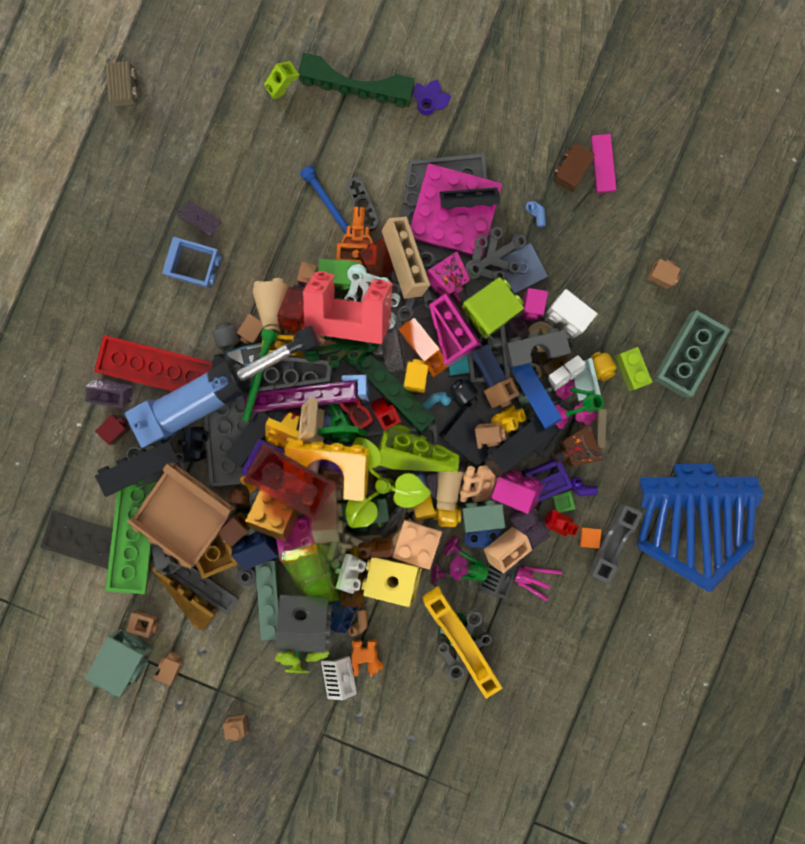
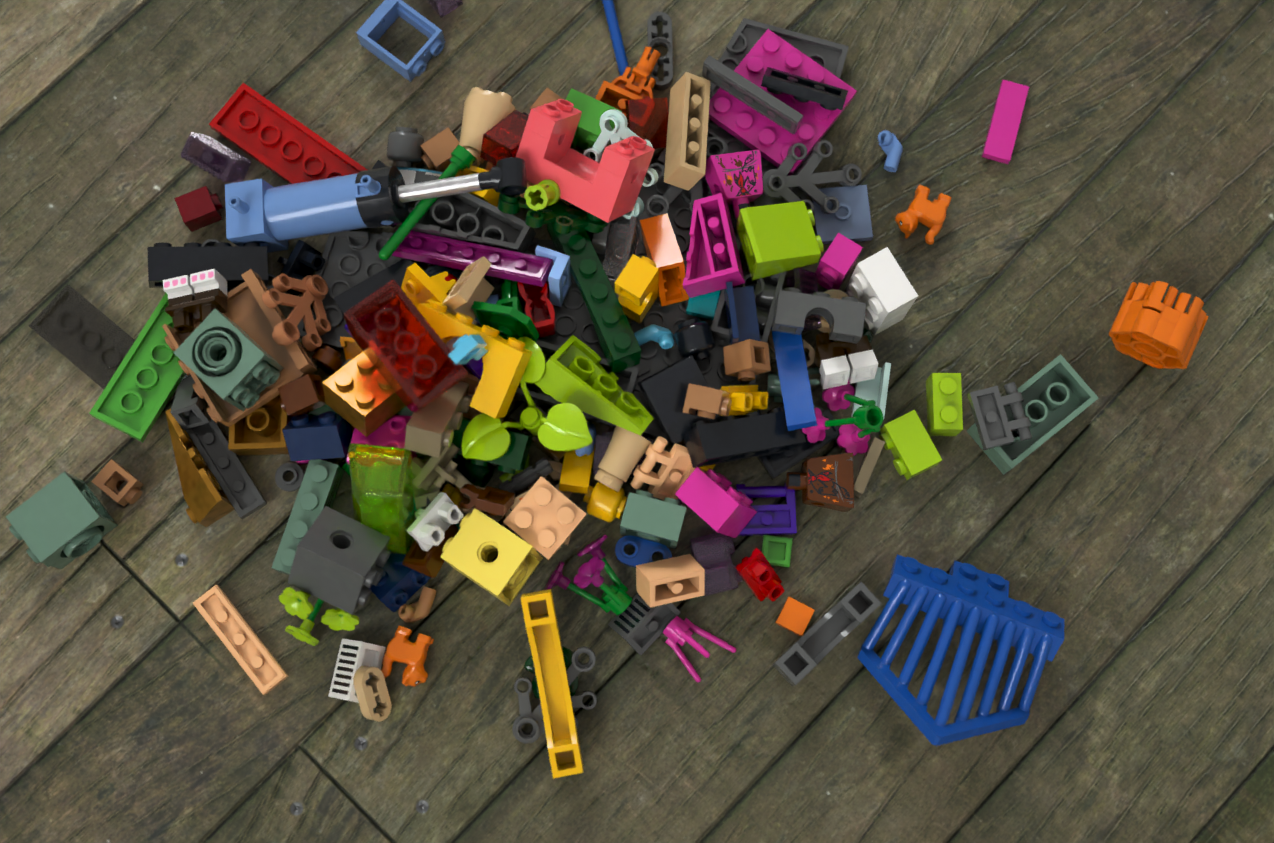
camera: 15 degrees right, 10 degrees down
(140, 493) = (195, 297): none -> hips
(169, 669) = (126, 560): medium nougat brick -> none
(180, 529) = (229, 360): none -> sand green brick
(209, 455) = (314, 291): none -> nougat plant
(236, 727) = (181, 682): medium nougat brick -> none
(259, 686) = (240, 639): none -> light nougat tile
(330, 468) = (468, 348): none -> medium azure plate
(335, 342) = (542, 194): none -> lime bush
(356, 685) = (372, 693): none -> tan beam
(385, 413) = (575, 322): red leg -> none
(437, 216) = (752, 95): none -> dark grey tile
(574, 167) = (962, 110): reddish brown brick -> none
(575, 246) = (924, 211): none -> orange animal
(581, 489) = (808, 542): dark purple arm -> none
(603, 365) = (903, 384): yellow head -> none
(622, 403) = (909, 445): none -> lime brick
(664, 273) = (1035, 294): medium nougat brick -> none
(669, 371) = (991, 417): none -> dark grey plate
(750, 269) = (1154, 329): none -> orange piece

